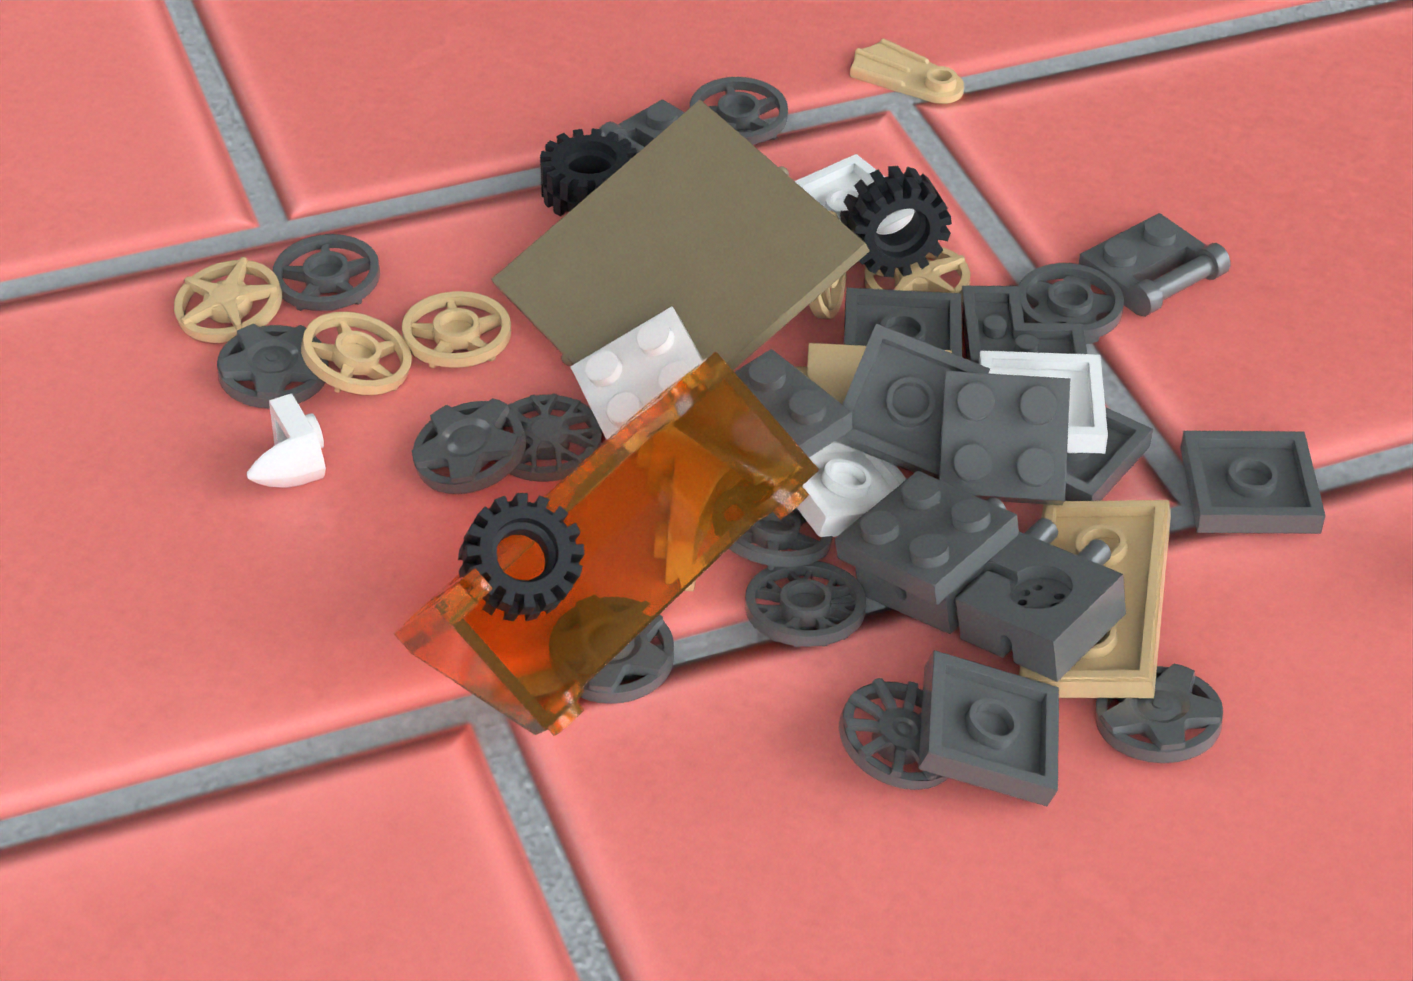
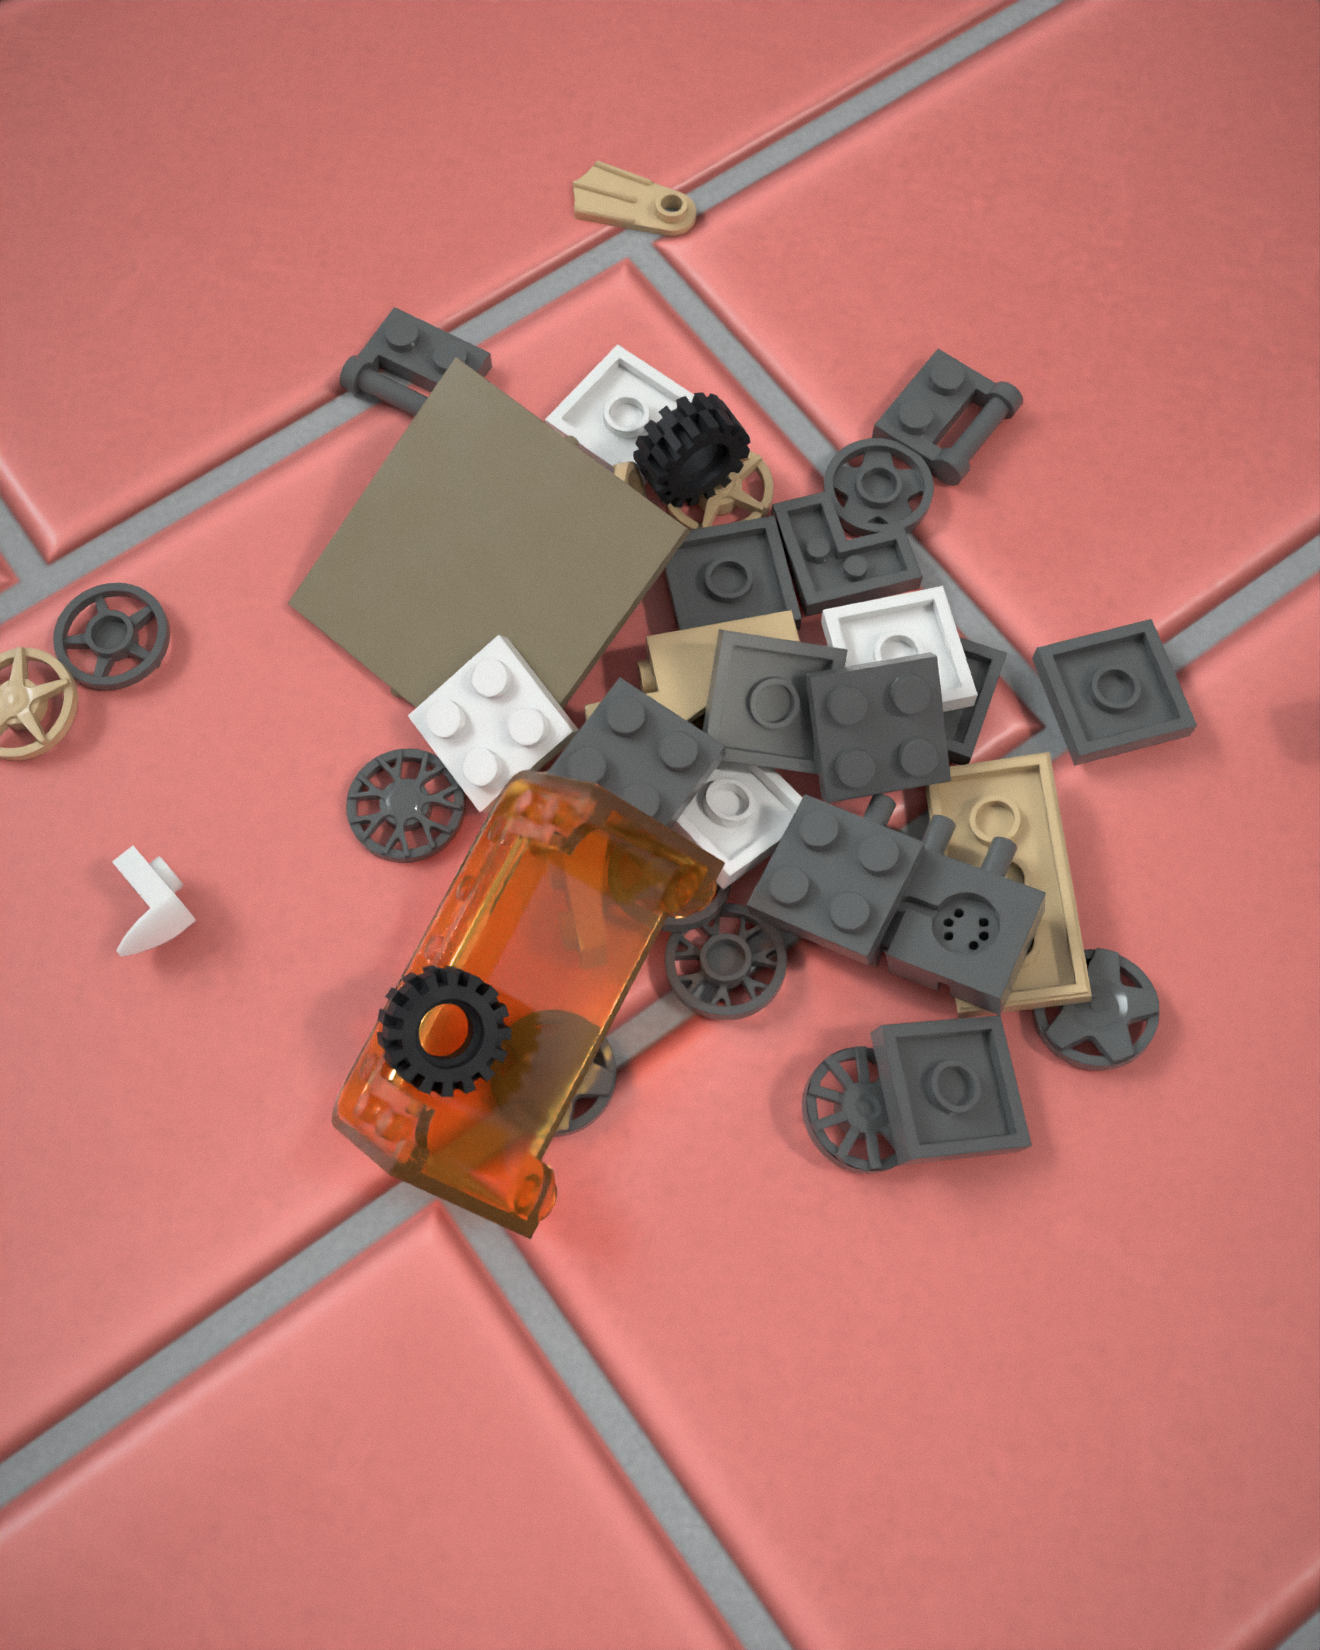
camera: 15 degrees left, 25 degrees up
(269, 359) = (95, 779): dark grey wheel -> none
(356, 353) = (178, 749): tan wheel -> none
(456, 329) = (272, 682): tan wheel -> none
(466, 441) = (333, 845): dark grey wheel -> none
(579, 166) = (340, 408): black tyre -> none
(743, 109) = (477, 299): dark grey wheel -> none

